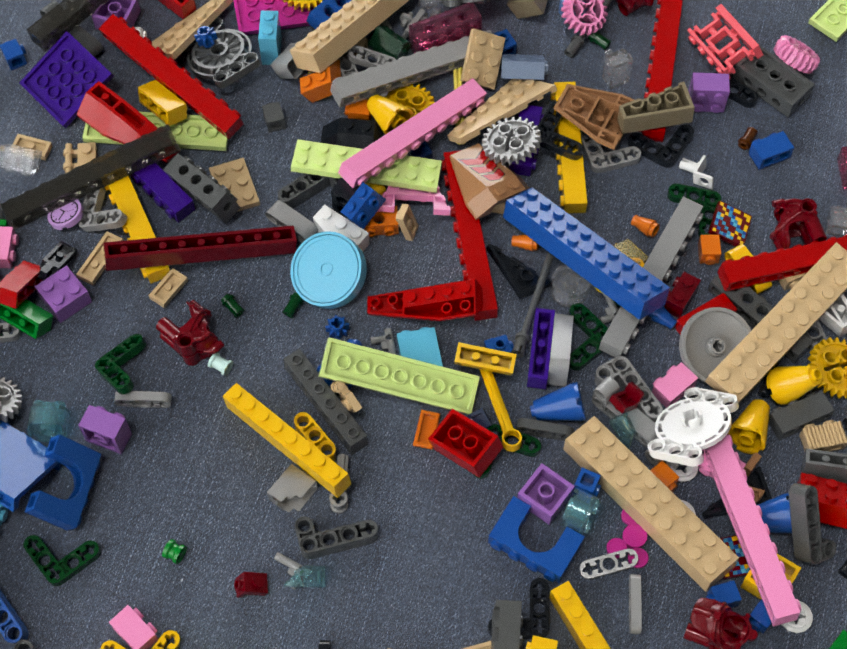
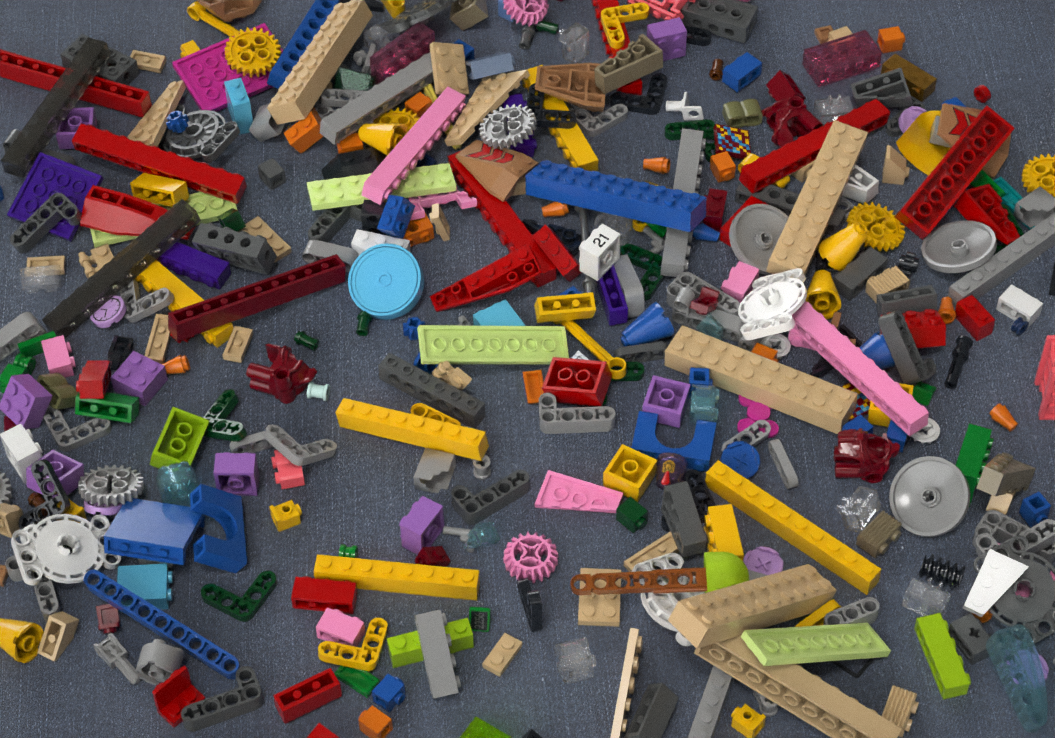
camera: 20 degrees left, 10 degrees down
(23, 112) = (44, 225): none -> dark grey beam
(69, 373) = (179, 438): none -> lime slope
(103, 291) = (177, 365): none -> orange cone
(134, 586) = (324, 593): none -> red brick
(135, 493) = (285, 515): none -> yellow brick
(159, 437) = (288, 473): none -> coral brick
(174, 427) = (296, 453): none -> light grey beam
(209, 594) = (400, 577): none -> yellow brick
(214, 156) = (232, 220): none -> dark green brick
(252, 547) = (421, 525): none -> medium lavender brick
(337, 621) = (531, 551): none -> bright pink gear
(415, 563) = (574, 494): none -> bright pink wing
(440, 87) = (418, 104): none -> orange brick
(453, 478) = (581, 419): none -> light grey beam
(461, 608) = (632, 515): none -> dark green brick
(477, 561) = (630, 472): none -> yellow brick
(505, 293) = (557, 253): none -> red brick
(517, 575) = (670, 469): none -> clear purple hat
(540, 311) = (599, 252): none -> white brick
(593, 585) = (741, 458): none -> blue tile
(664, 55) = (614, 21): none -> yellow beam
(753, 196) = (742, 113): none -> olive brick
(806, 183) = (783, 87): none -> dark red brick
(812, 573) = (923, 393): none -> green slope

